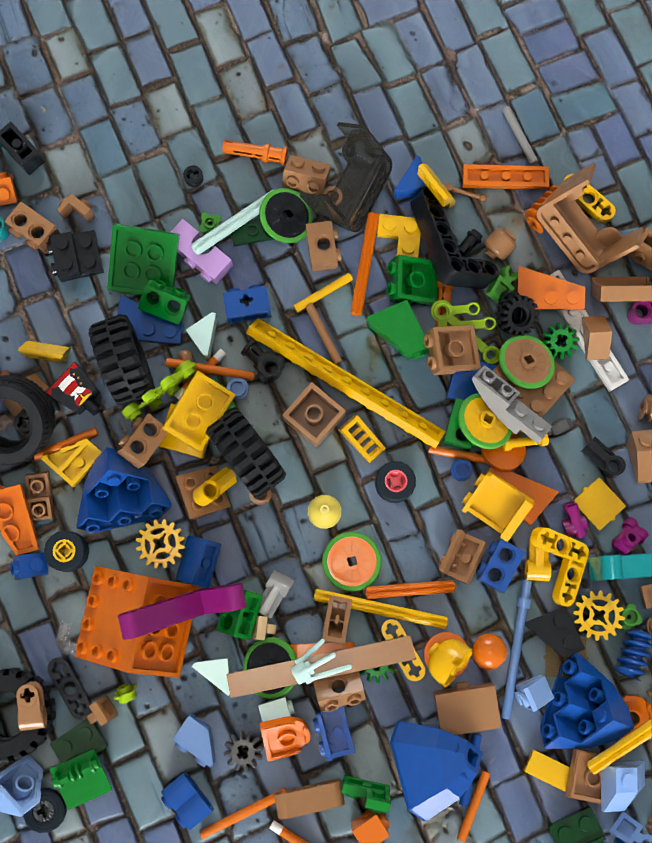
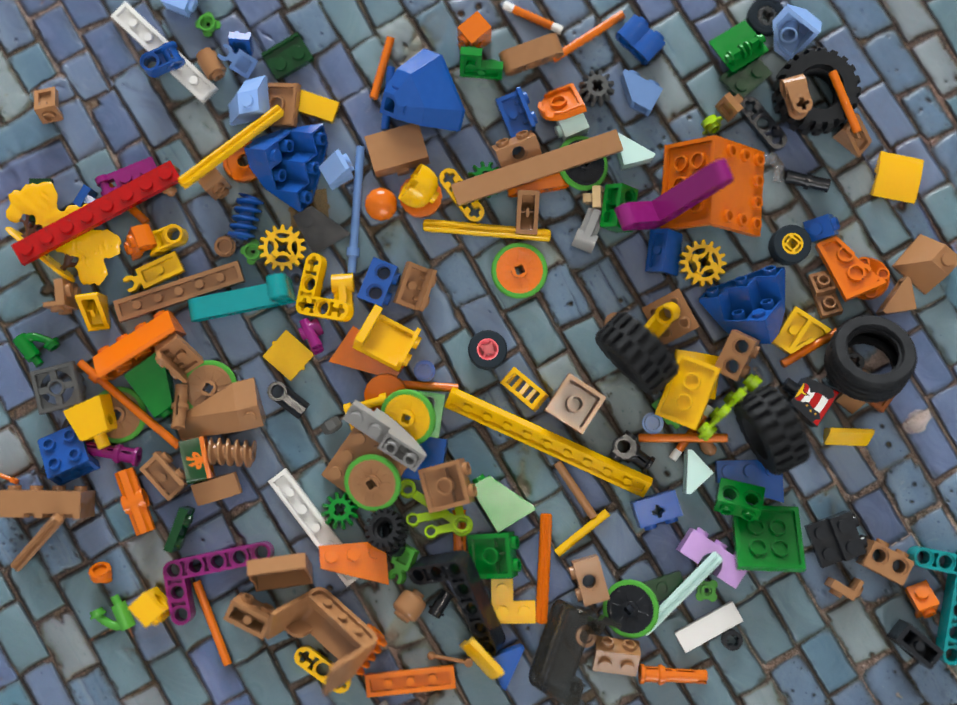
camera: 170 degrees right, 5 degrees up
(34, 618) = (807, 181): none -> black pin
(213, 191) = (708, 626): none -> white tile
(304, 671) = (551, 159): light aqua plant -> none
(324, 511) = (551, 314): light yellow helmet -> none
(410, 589) = (461, 251): orange axle -> none
(596, 337) = (304, 519): medium nougat slope -> none
(629, 536) = (257, 326): magenta plate -> none

